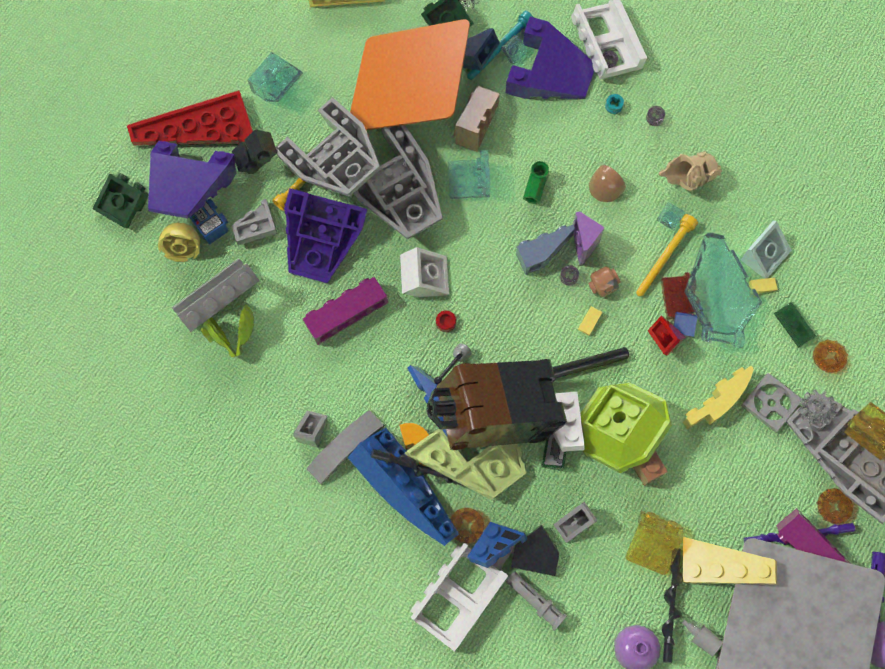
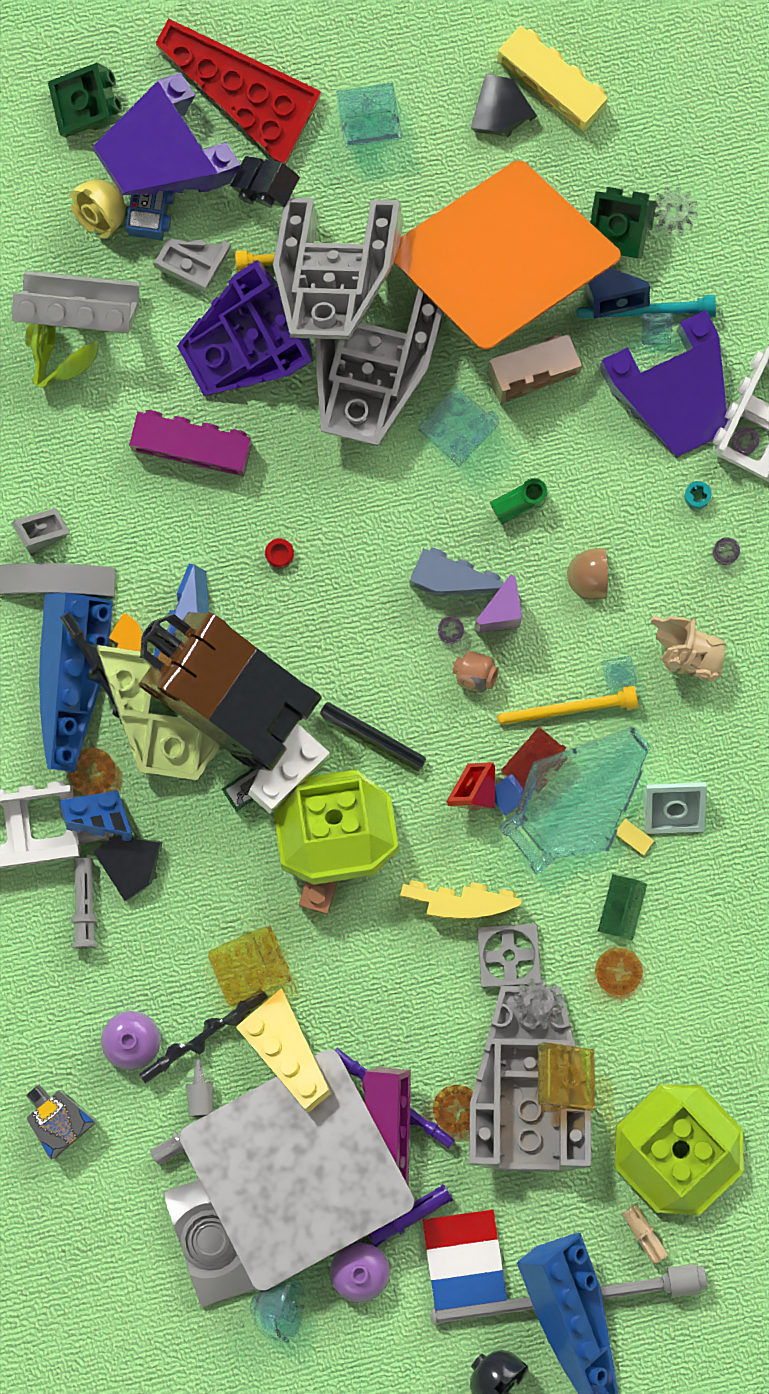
camera: 45 degrees right, 10 degrees up
(334, 22) = (500, 107): none -> black slope
(424, 273) = (306, 483): white slope -> none
(460, 354) = (257, 602): hinge -> none
(575, 522) = (194, 872): light grey slope -> none
(590, 321) = (421, 696): light yellow piece -> none

